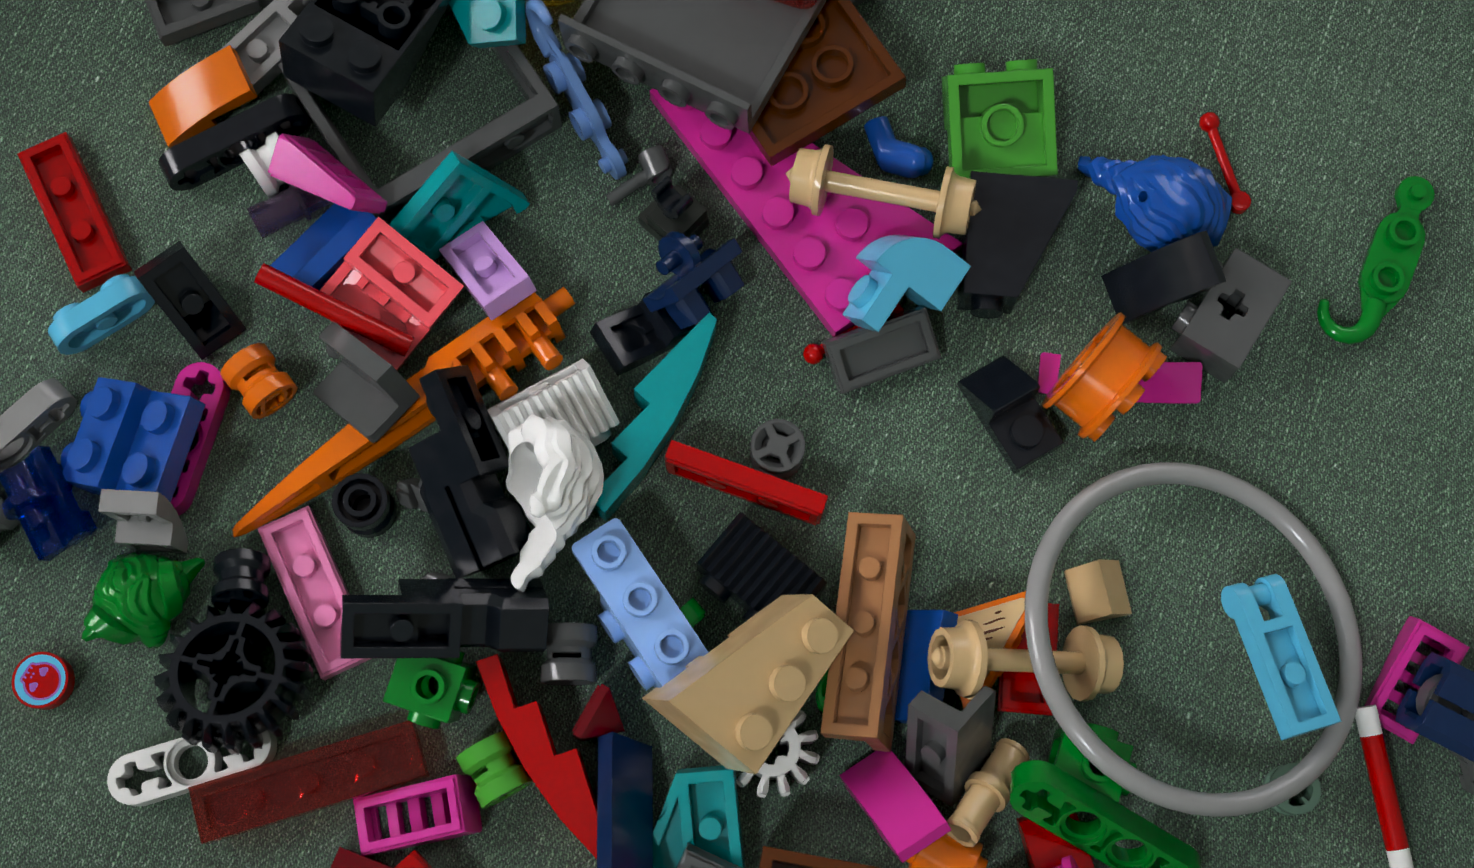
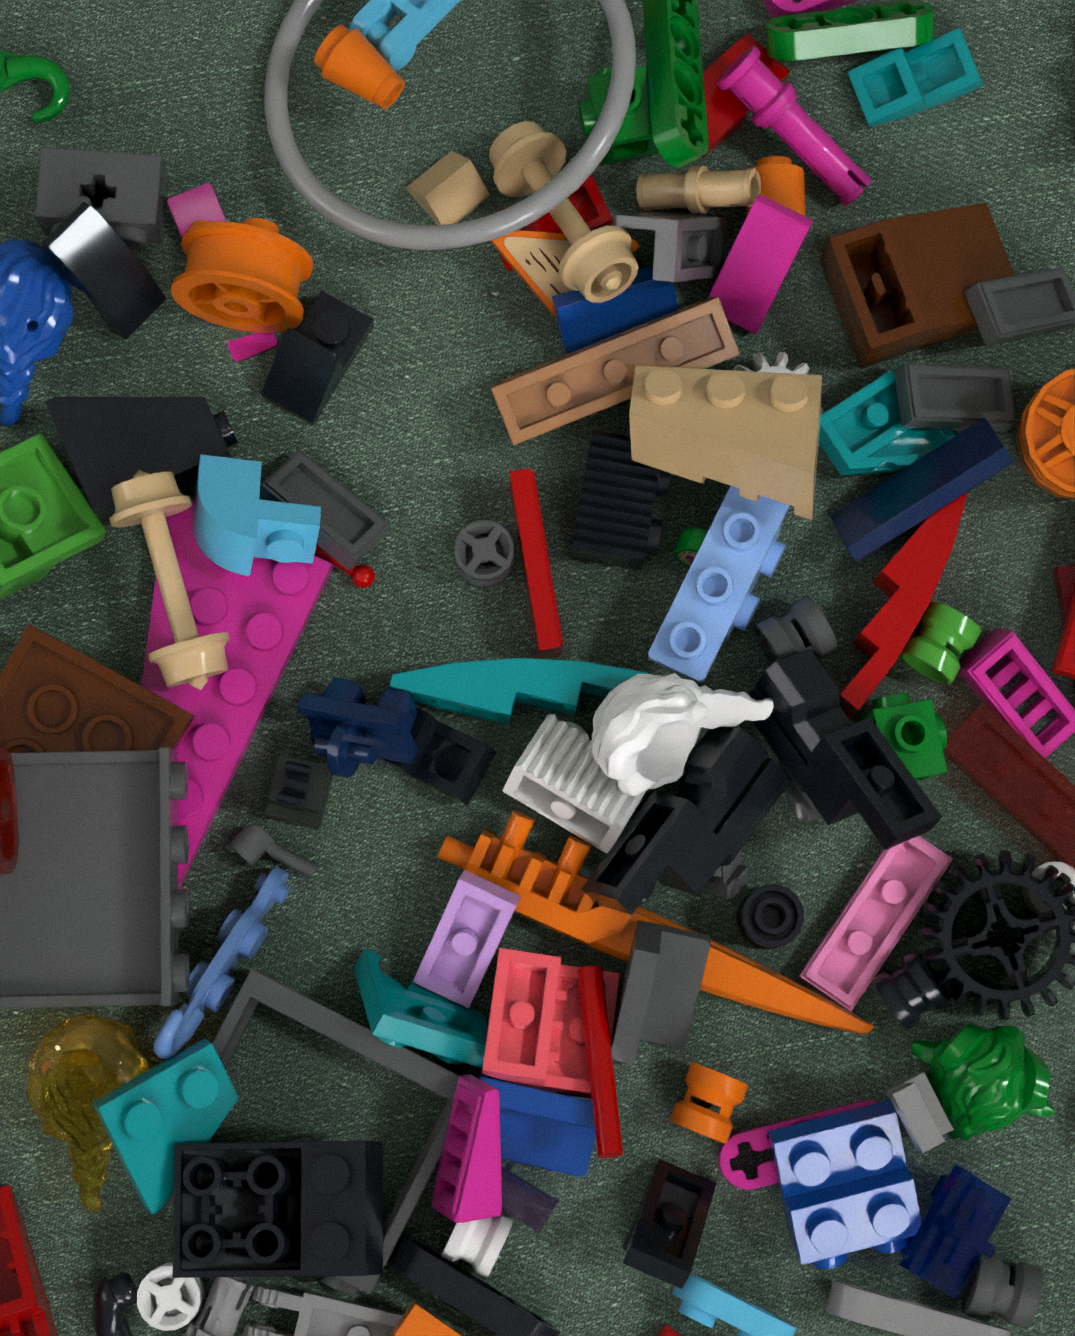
camera: 125 degrees left, 5 degrees up
(598, 716) = (836, 577): dark red slope -> none
(895, 155) = (106, 607): blue arm -> none
(1239, 558) = (358, 67): none -> orange cone

